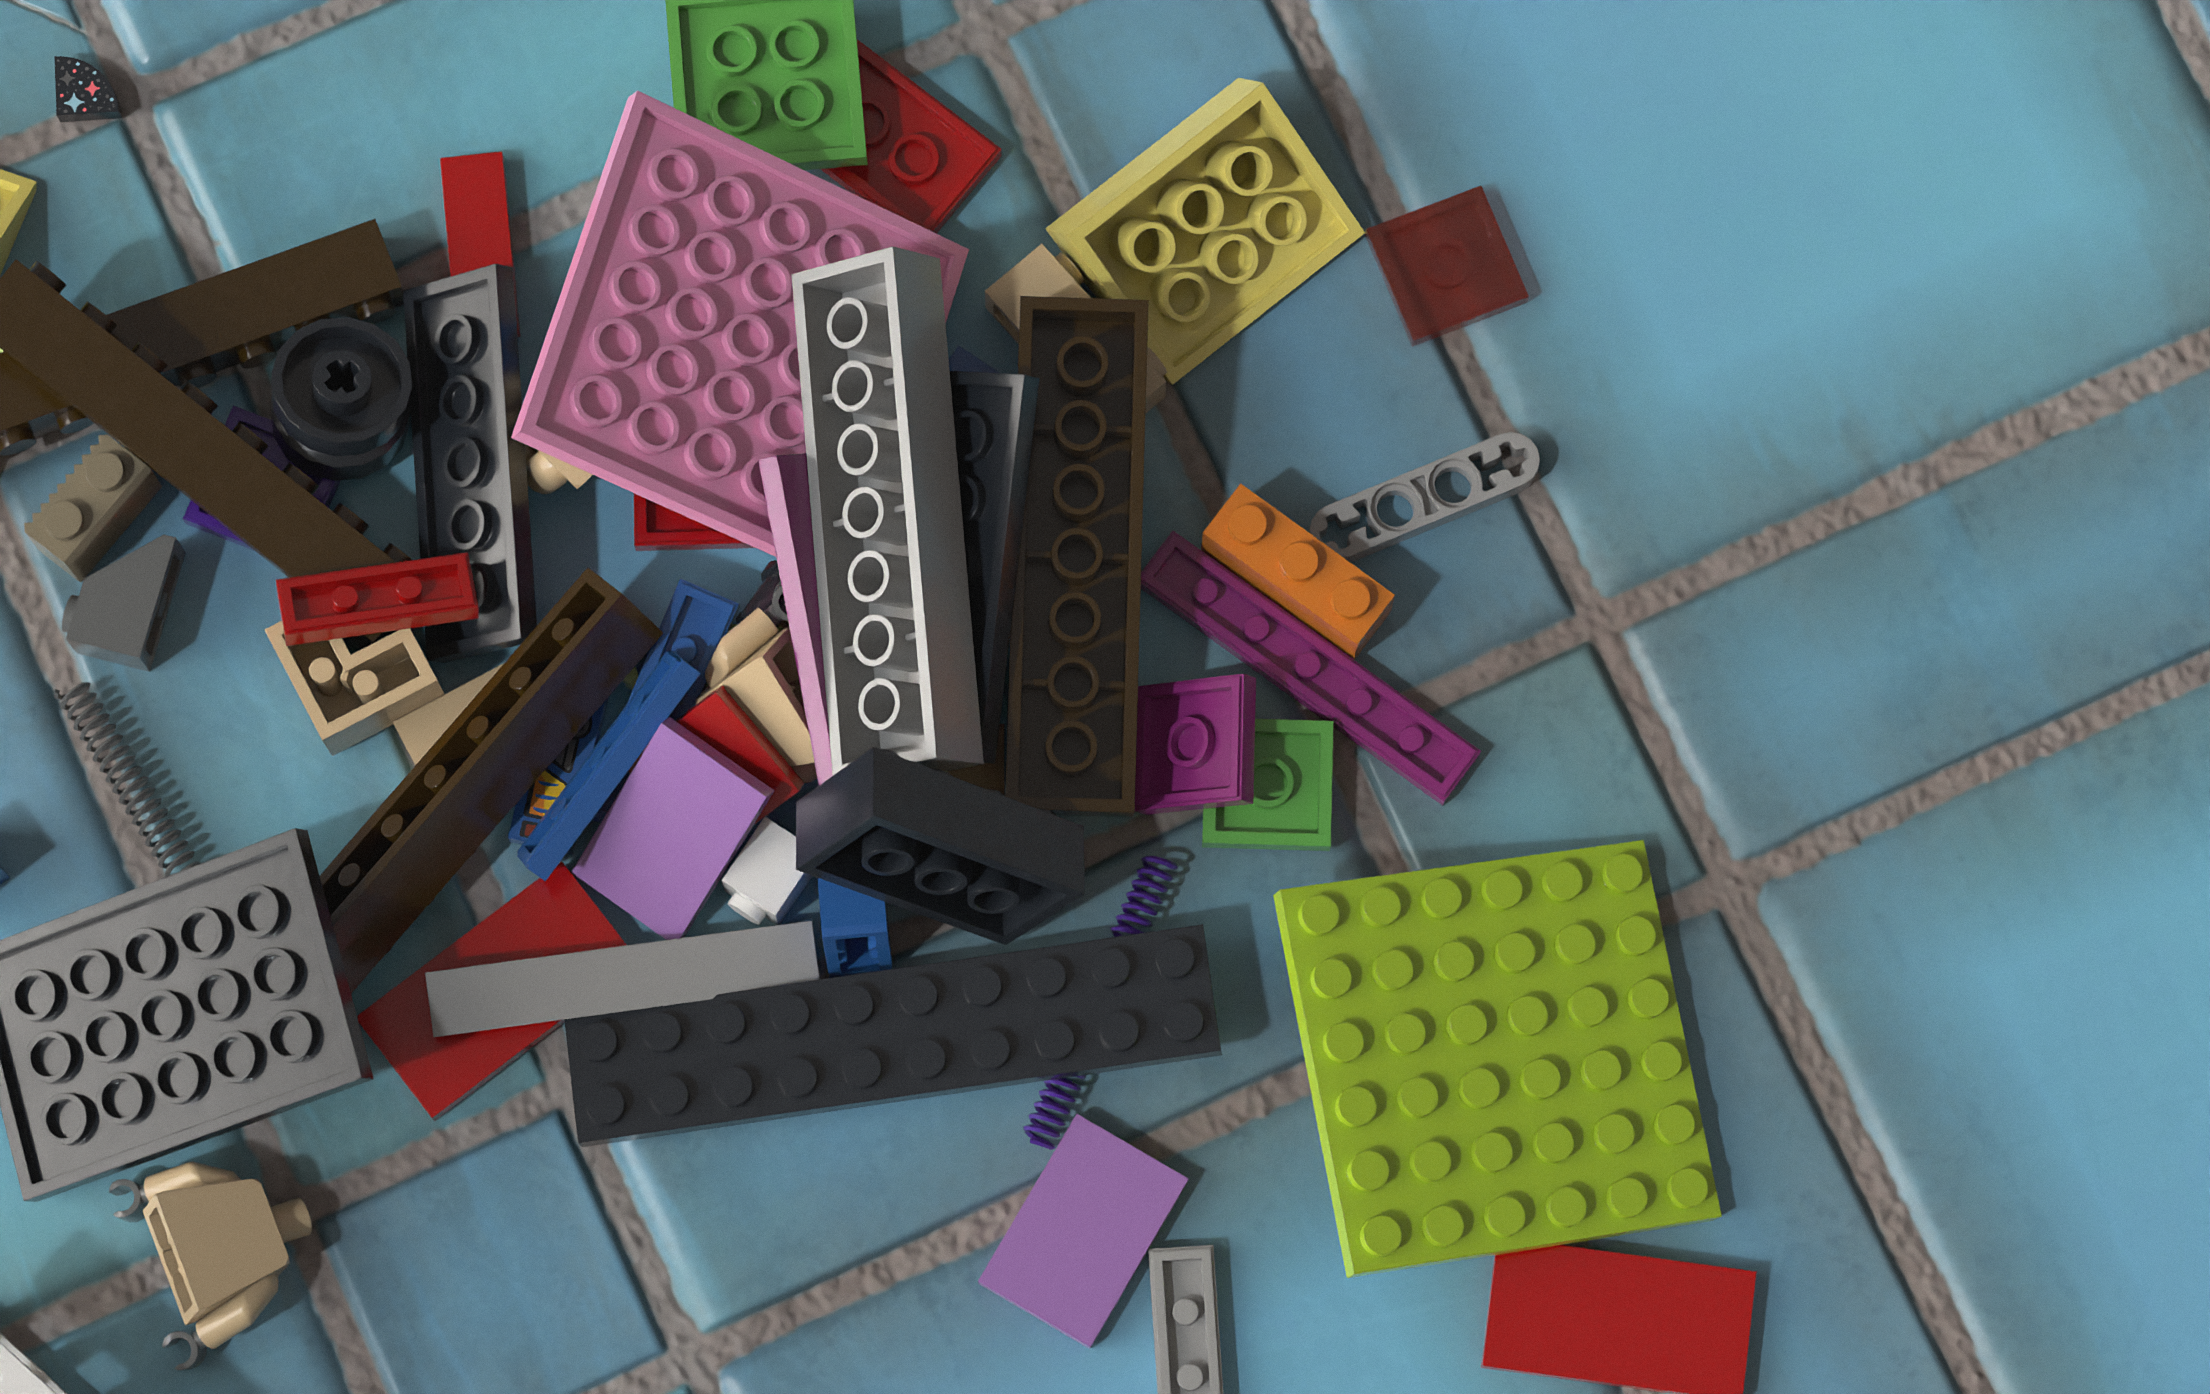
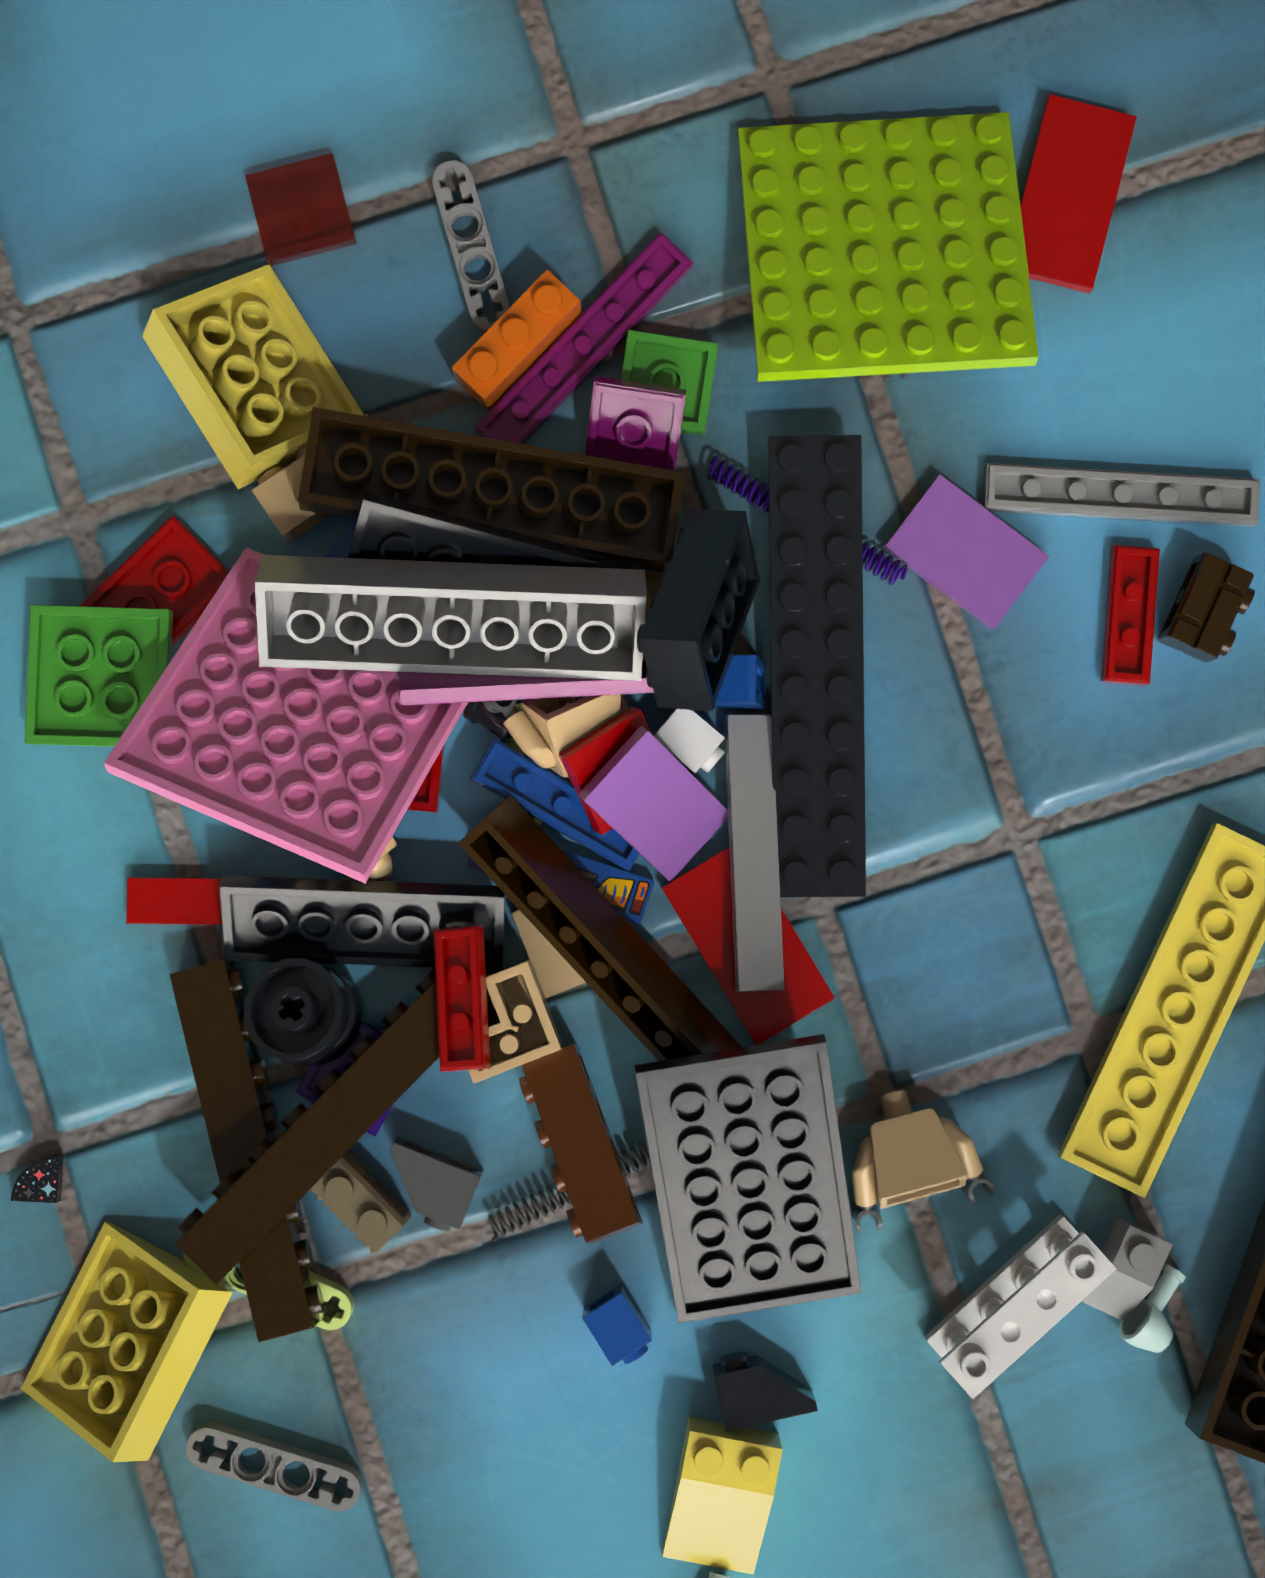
camera: 80 degrees left, 10 degrees up
(195, 787) = (581, 1145): none -> reddish brown brick
(607, 764) = (602, 844): blue tile -> none

